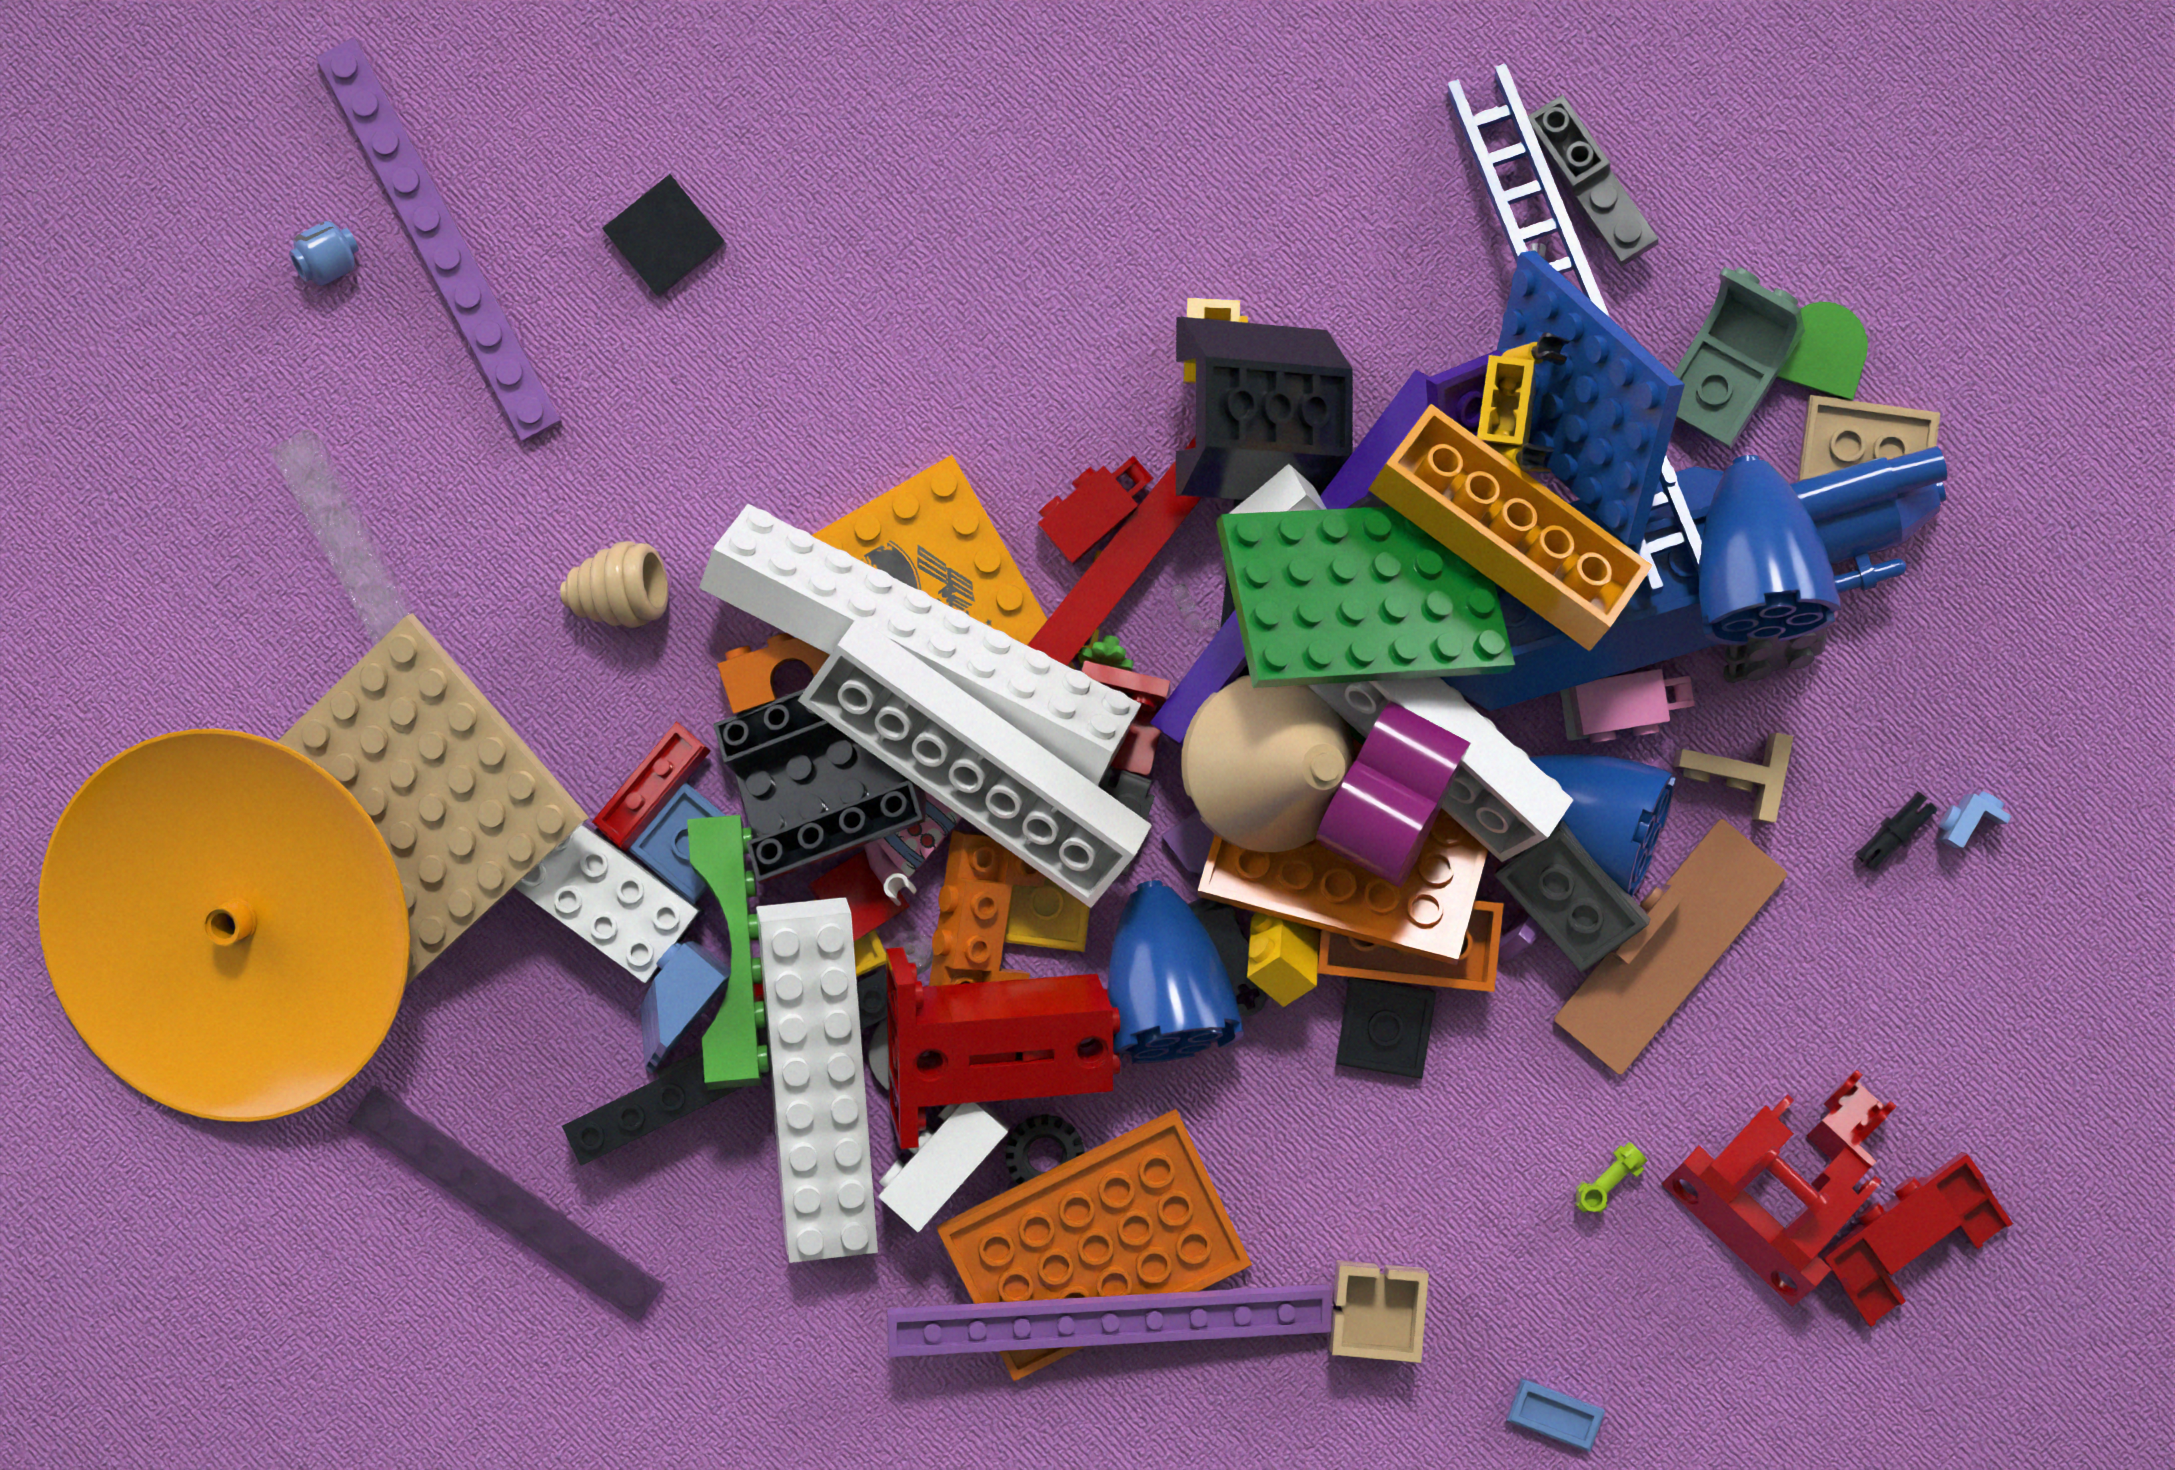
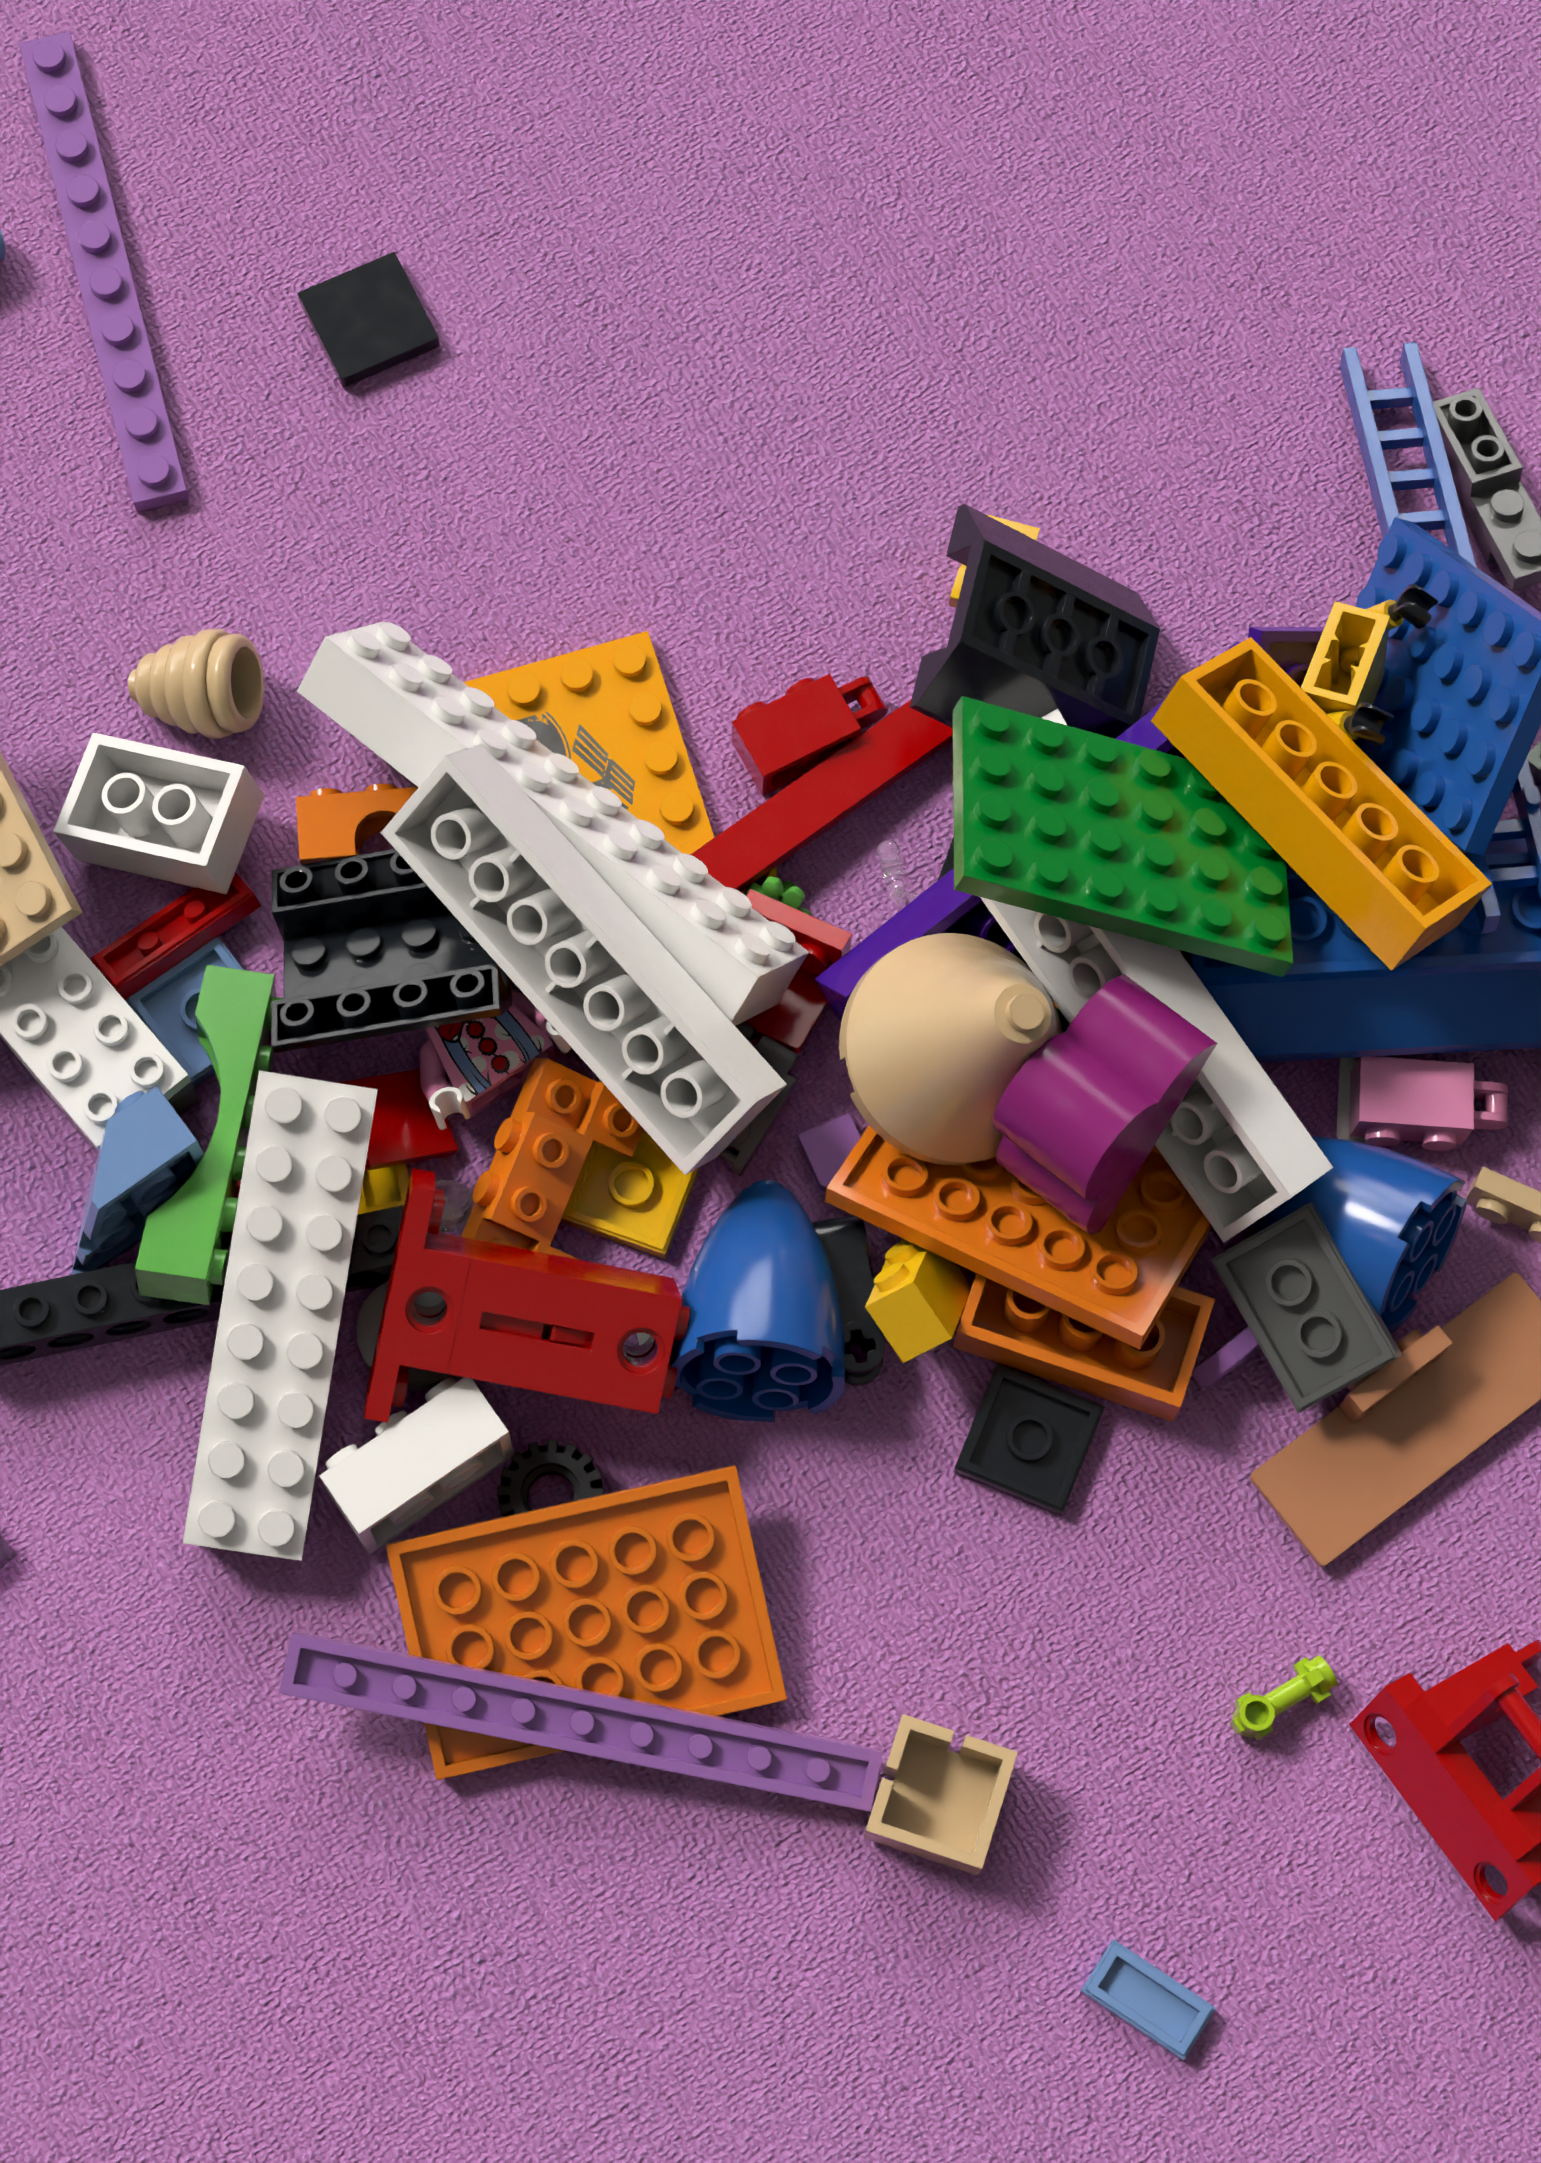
camera: 15 degrees right, 15 degrees down
(616, 701) = (159, 813): none -> white brick

